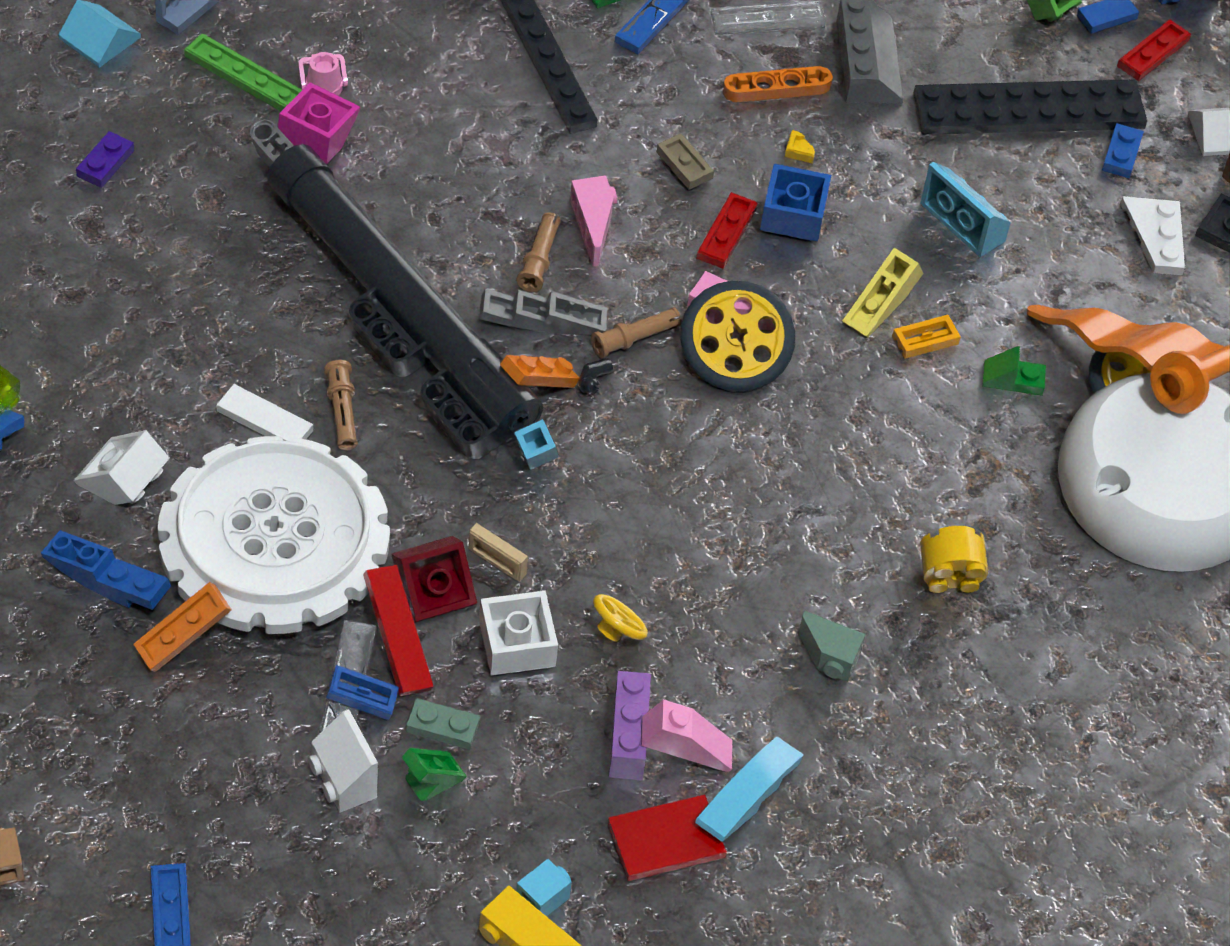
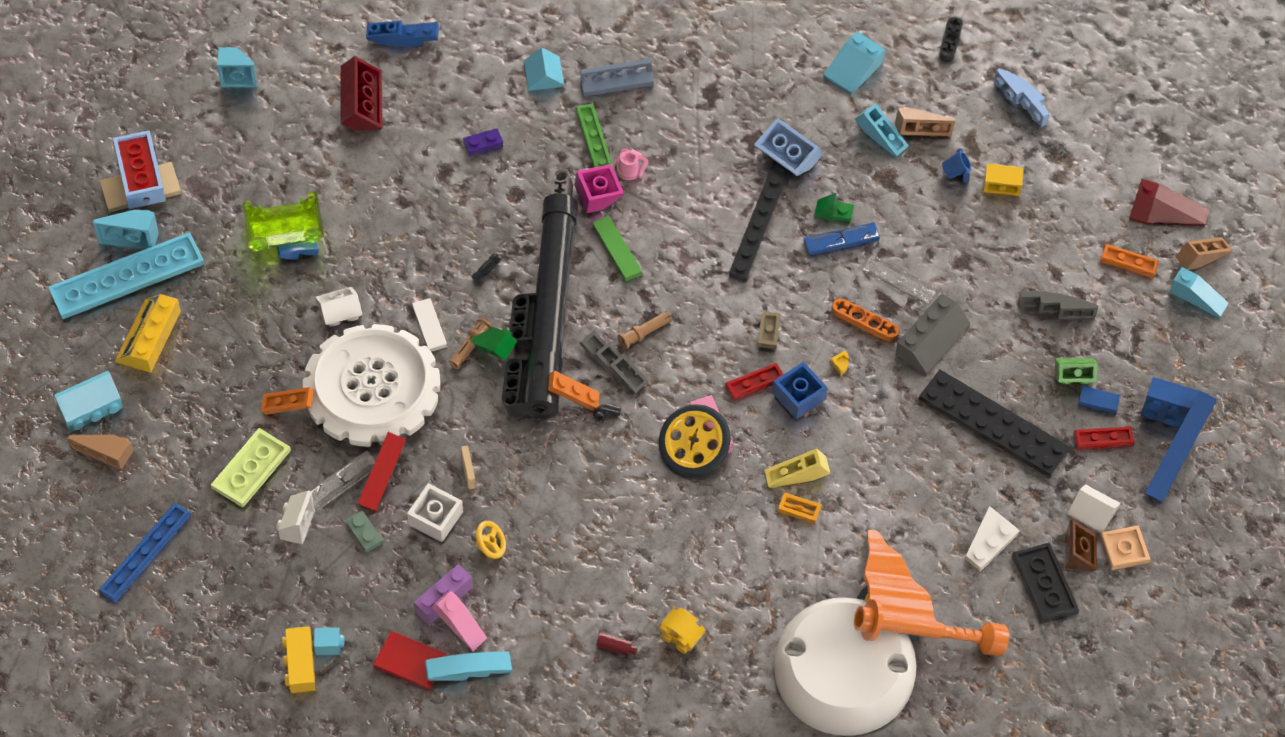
camera: 45 degrees right, 5 degrees up
(103, 573) = (283, 350): blue slope -> none
(211, 748) = (250, 467): none -> yellowish green plate
(267, 303) = (486, 268): none -> black axle
(361, 696) = (323, 480): blue tile -> none
(383, 378) = (495, 342): none -> green slope
(407, 181) = (617, 248): none -> bright green tile
(431, 772) = (334, 549): green slope -> none
(435, 577) = (426, 458): dark red slope -> none
(536, 444) = (537, 426): medium azure brick -> none
(592, 205) = (691, 328): bright pink slope -> none
(624, 335) = (641, 401): medium nougat pin -> none
(831, 645) = (579, 629): sand green slope -> none
(892, 635) = (616, 644): none -> dark red cylinder
(963, 210) = (890, 454): medium azure slope -> none
(1008, 373) = (822, 558): green slope -> none
(1122, 150) = (1020, 481): blue plate -> none

